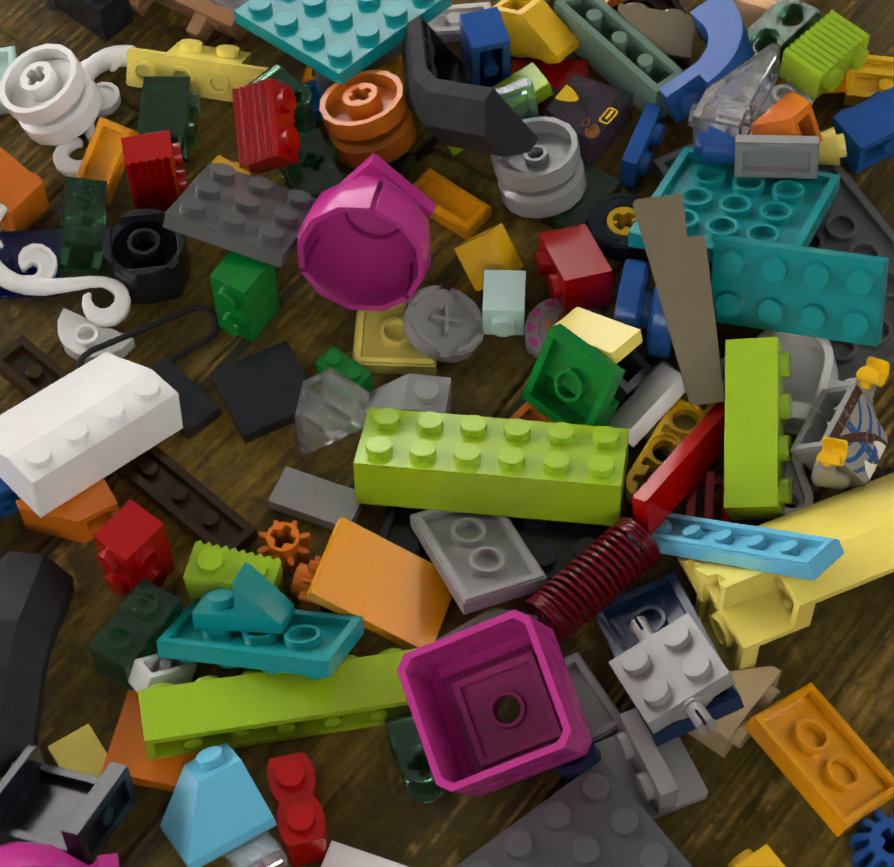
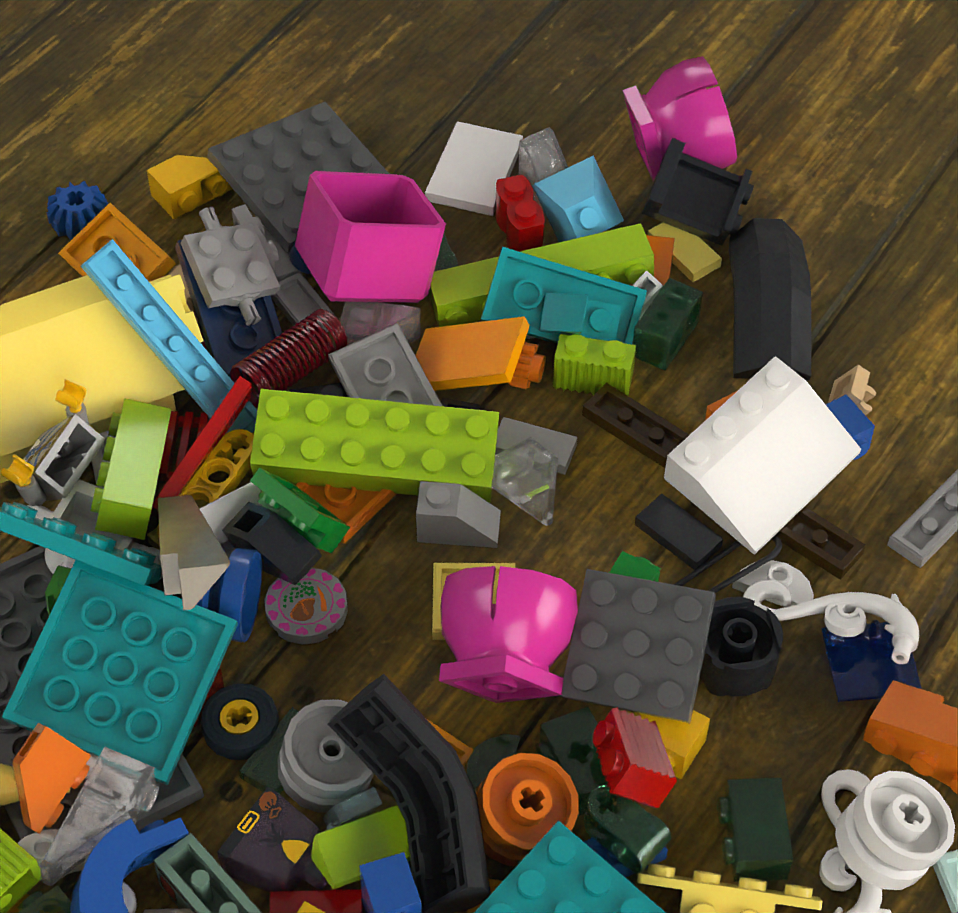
camera: 175 degrees right, 5 degrees down
(82, 225) = (814, 682): clear green brick -> none
(105, 155) = (811, 762): light orange tile -> none
(133, 548) = (682, 366): red brick -> none
(152, 170) = (752, 733): red brick -> none
(261, 390) = (593, 536): black tile -> none
(285, 542) = (556, 396): orange gear -> none
(346, 366) = (521, 550): green piece -> none
(443, 324) = (417, 598): light grey tile -> none
(487, 251) = (374, 662): yellow panel -> none
(503, 302) = (367, 622): light aqua brick -> none
(574, 268) = (295, 647): red brick -> none
(602, 333) = (276, 537): light yellow tile -> none
(638, 155) = (218, 799): blue plate -> none
(715, 147) = (133, 741): blue cone -> none
(776, 156) = (68, 715): light grey tile -> none

